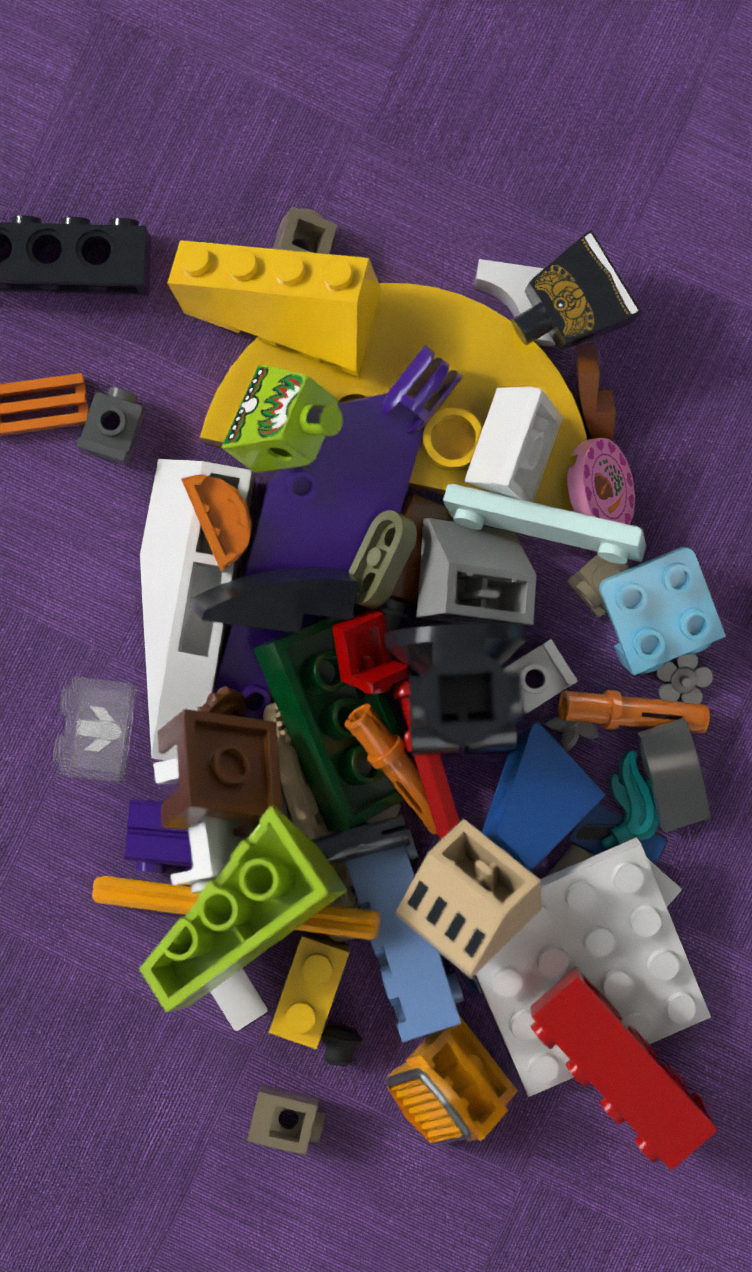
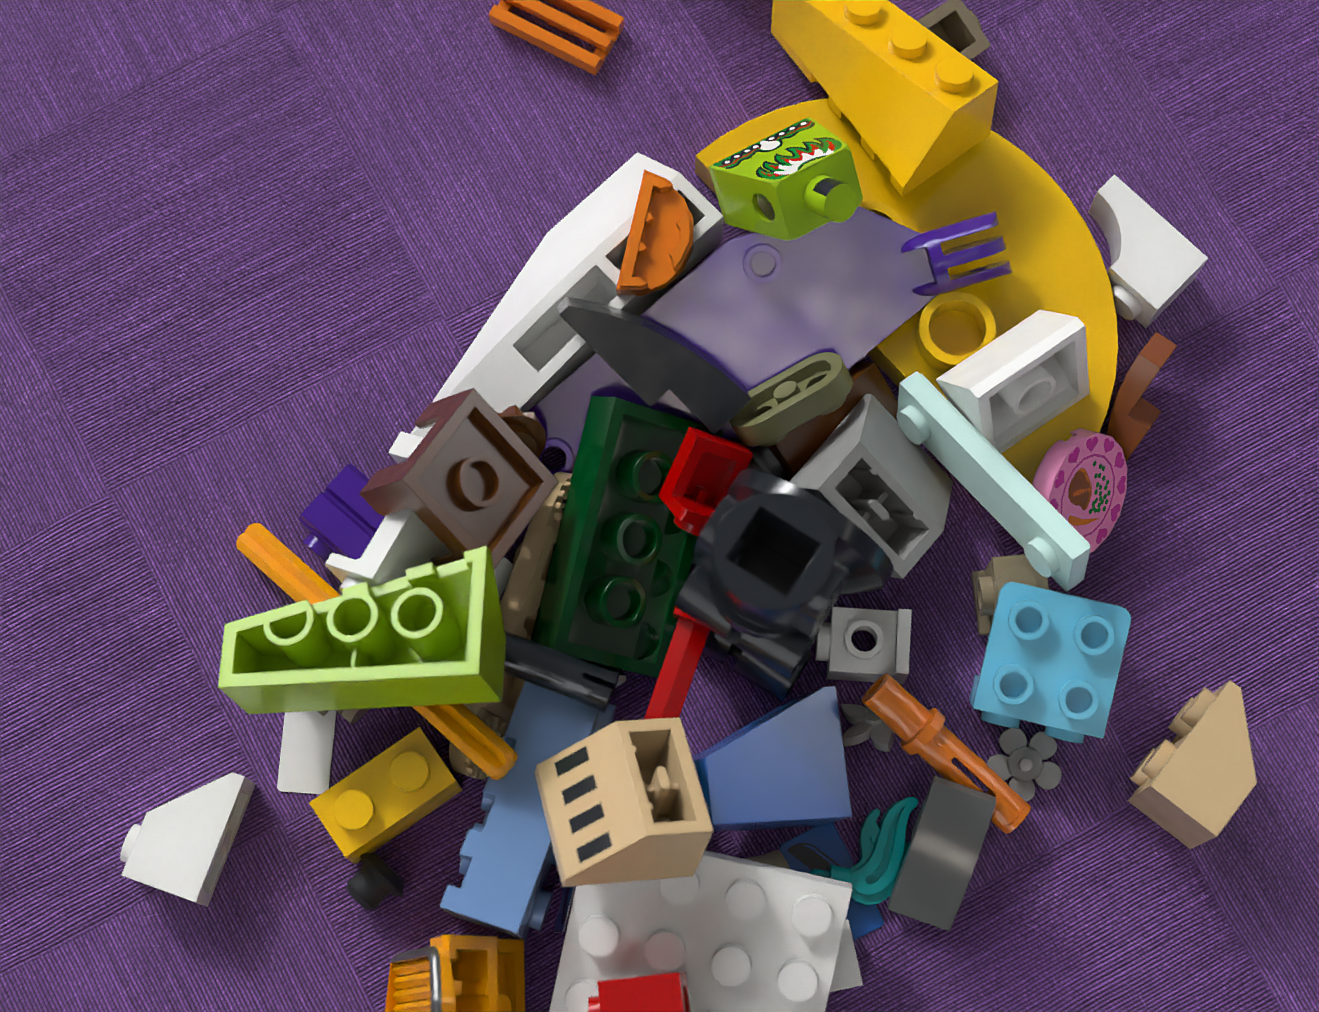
camera: 40 degrees right, 10 degrees down
(95, 729) = (371, 372): clear brick -> none
(115, 444) = (611, 108): dark grey brick -> none
(207, 1108) = (188, 839): none -> white slope
(271, 1132) = (238, 901): dark tan brick -> none
(388, 754) = (651, 611): orange pin -> none
(576, 298) = (1189, 275): torso -> none

